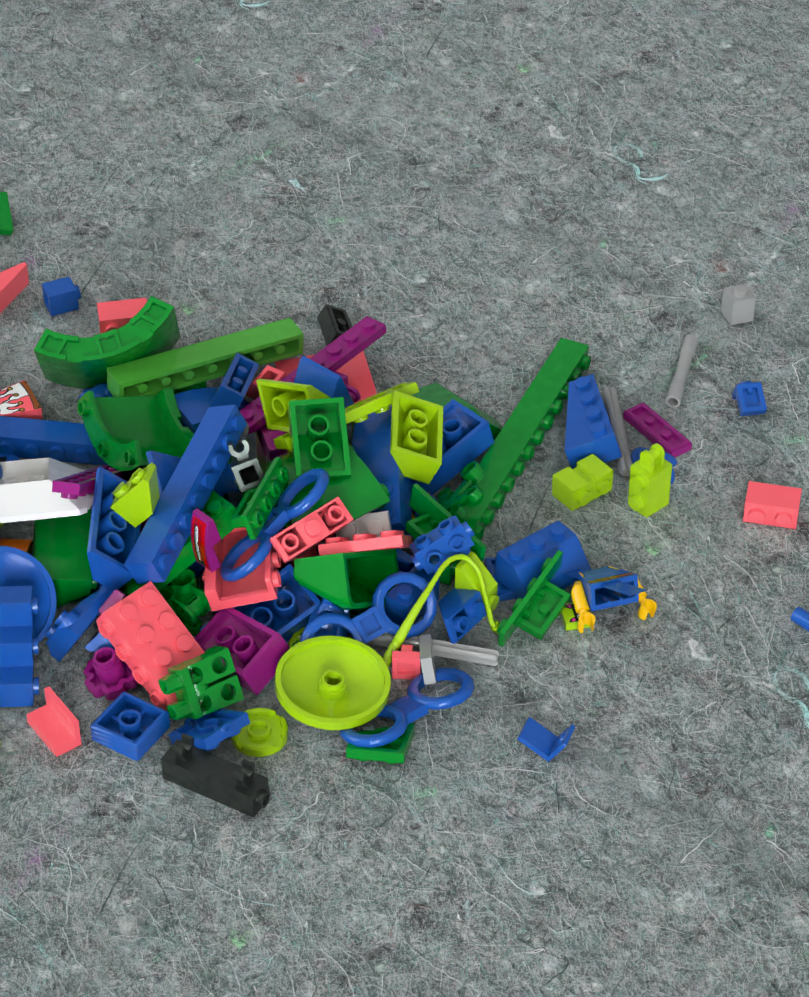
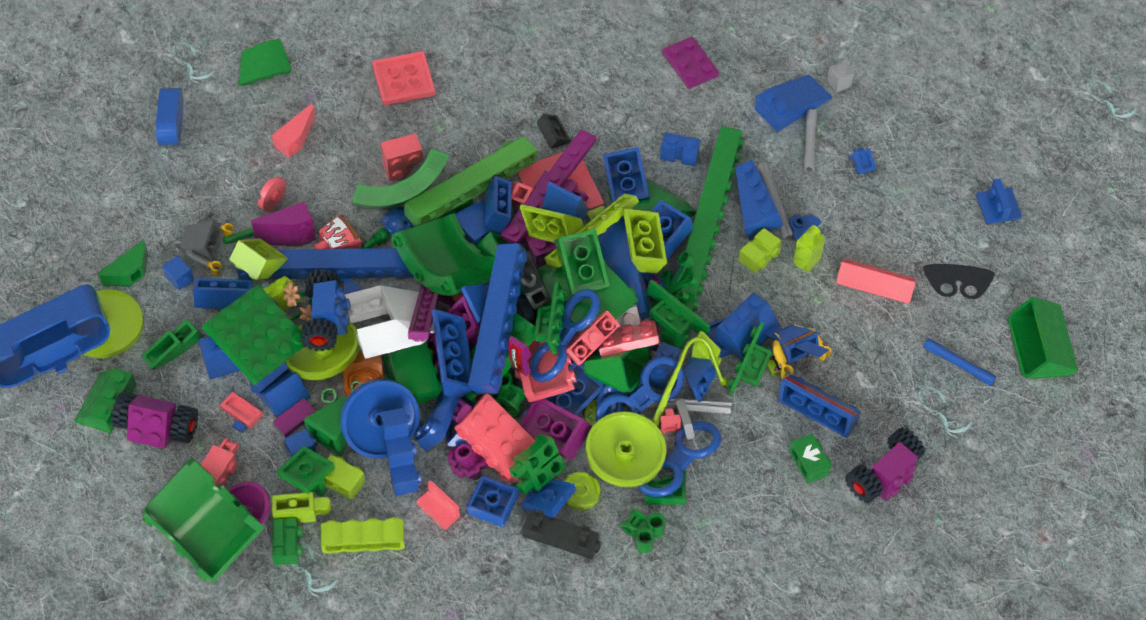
camera: 10 degrees left, 15 degrees up
(61, 296) = (344, 129): blue brick -> none
(67, 415) = (378, 238): none -> green bar
(137, 497) = (465, 329): lime slope -> none
(154, 252) = (403, 78): none -> coral plate
(337, 786) = (641, 528): none -> green piece
(420, 365) = (626, 174): none -> blue slope
(441, 543) = (681, 330): blue brick -> none
(501, 359) = (680, 148): none -> blue brick
(539, 273) = (690, 62): none -> magenta plate
(542, 740) = (777, 473): blue bracket -> none
(597, 729) = (810, 458): none -> green brick
(622, 667) = (818, 405): none -> blue slope
(657, 429) = (802, 195): magenta tile -> none
(663, 325) = (790, 101): none -> blue slope
(706, 753) = (890, 471): none -> brick
(738, 535) = (876, 280): none -> coral panel
(772, 505) = (895, 253): coral brick -> none

